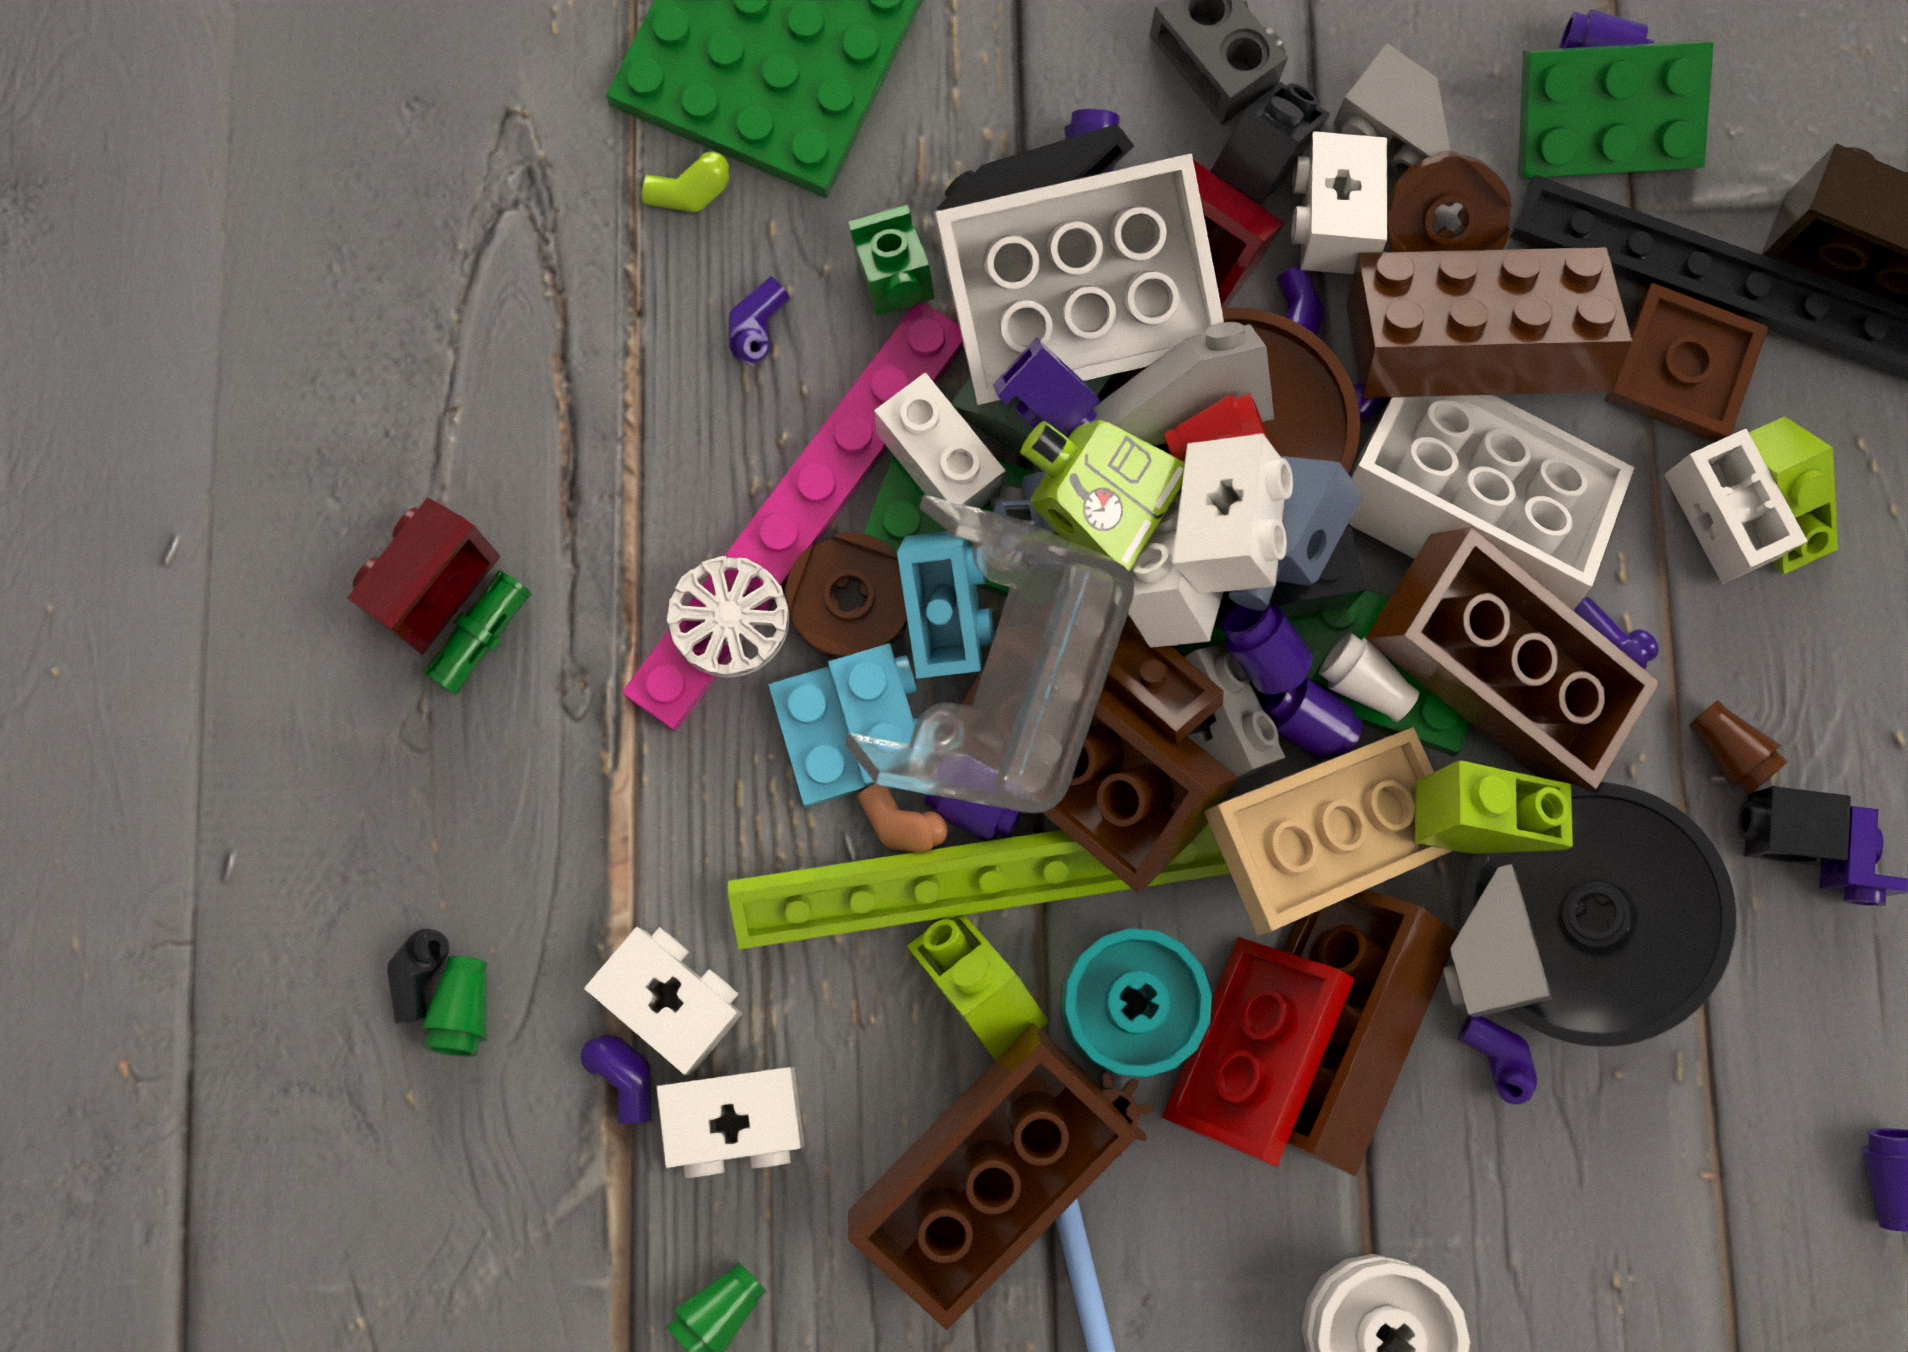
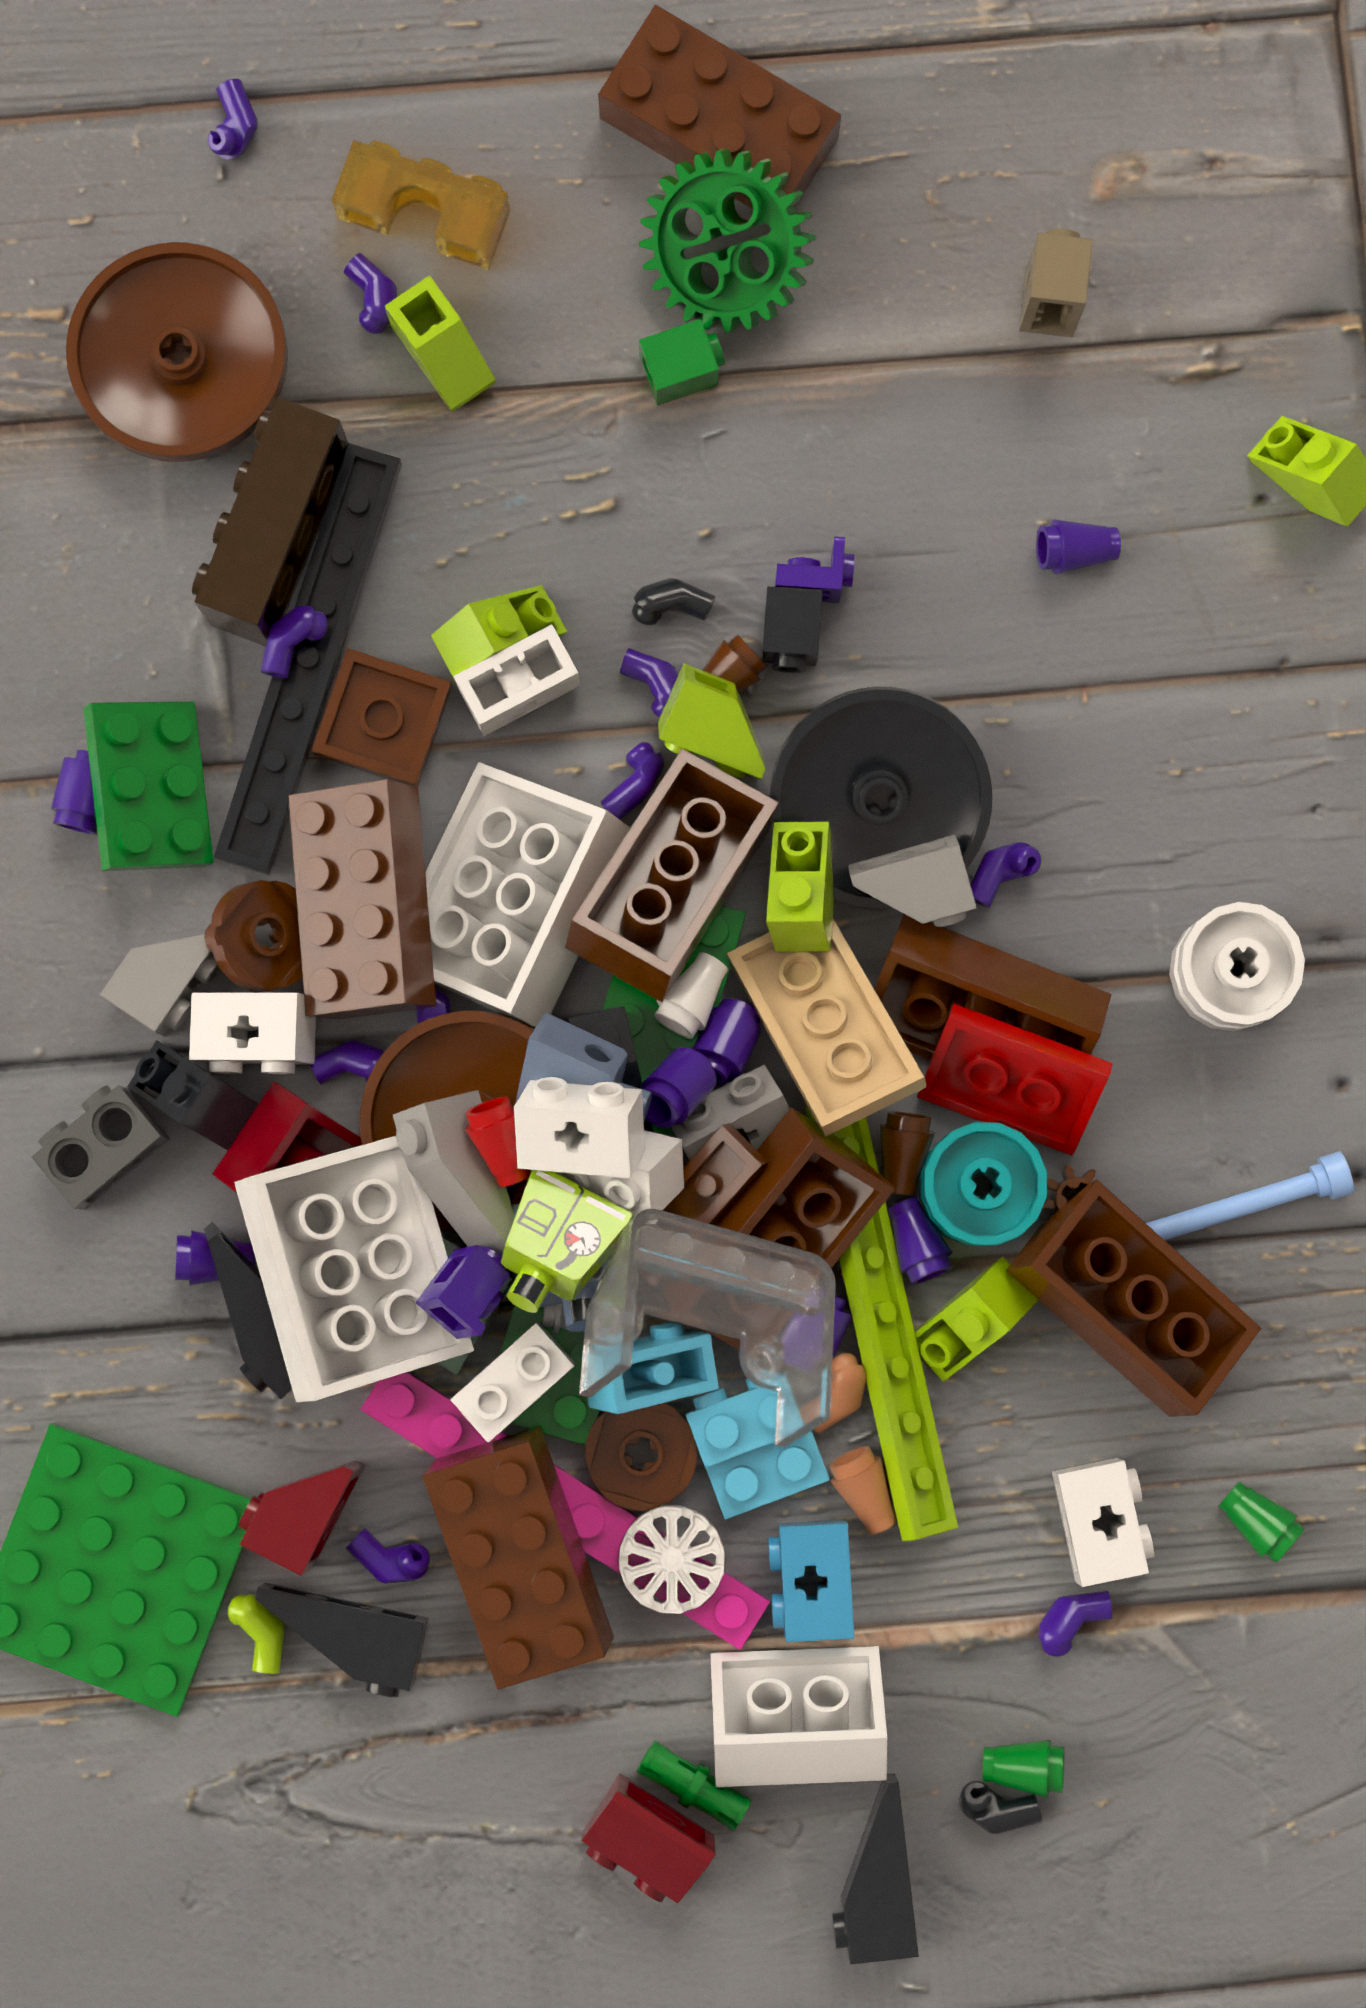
camera: 90 degrees left, 5 degrees up
(320, 826) = (877, 1892): none -> black slope
(540, 749) = (798, 1716): none -> white slope
(627, 990) = (1035, 1575): white brick -> none
(656, 793) = (828, 1612): none -> dark azure brick
(672, 278) = (357, 1637): none -> black slope
(743, 447) = (518, 1558): none -> reddish brown brick
(791, 844) = (864, 1487): none -> nougat cone
(804, 221) = (298, 1517): none -> dark red slope
(891, 260) = (330, 1436): green brick -> none
(1068, 925) = (918, 1243): none -> dark purple cone
(1180, 914) = (904, 1149): none -> reddish brown cone
(1689, 722) = (711, 721): none -> lime slope
(1730, 675) = (655, 672): none -> dark purple arm
(1784, 255) = (286, 633): none -> dark purple arm
(1829, 689) = (668, 595): none -> black arm

